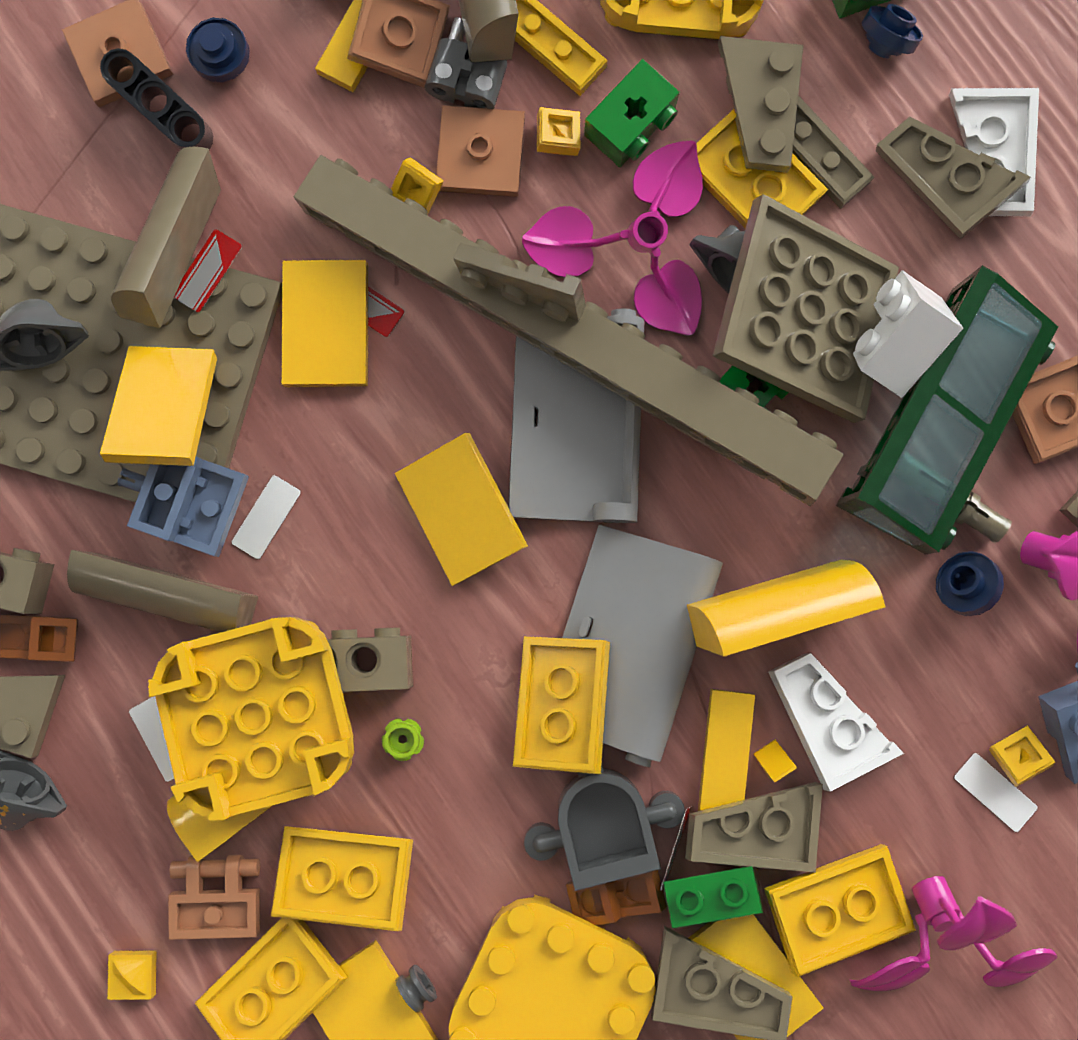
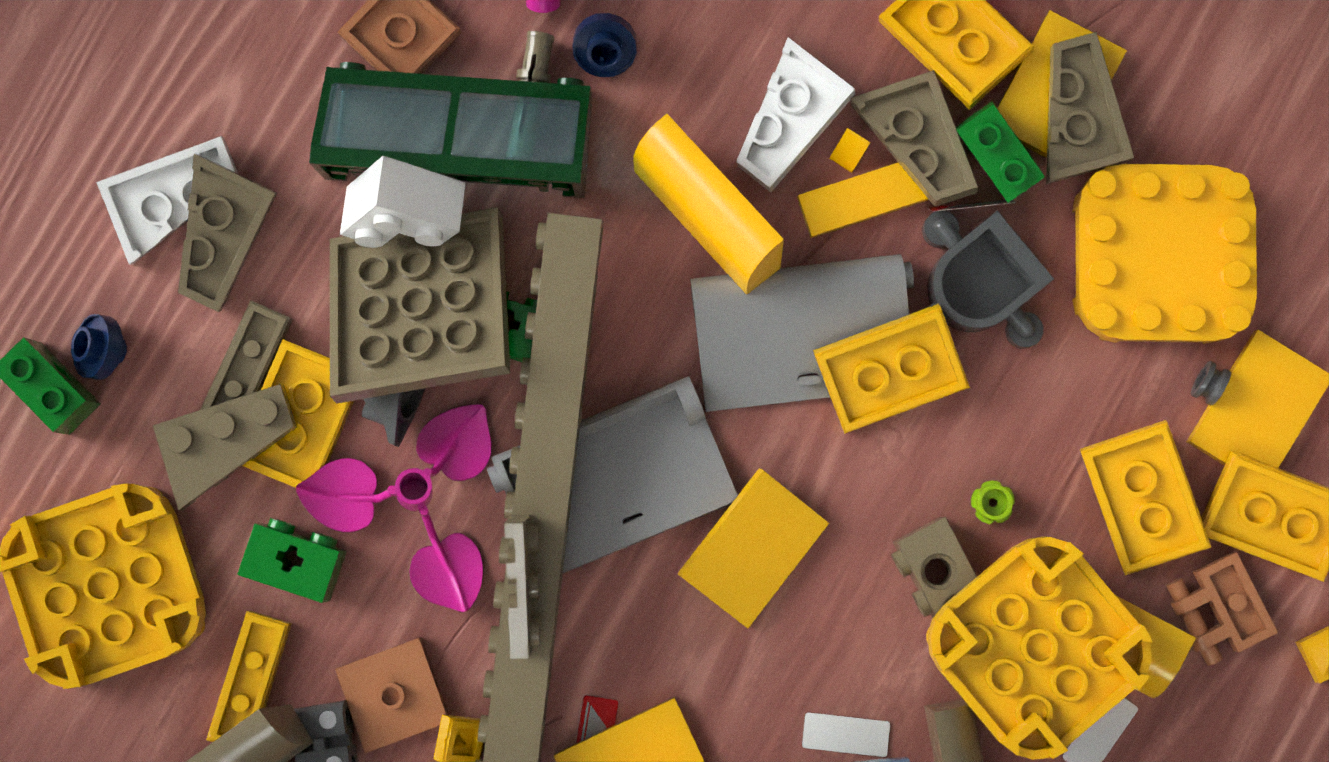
camera: 120 degrees left, 0 degrees up
(558, 131) = (340, 626): yellow tile -> none
(618, 898) = (1042, 236): dark orange slope -> none

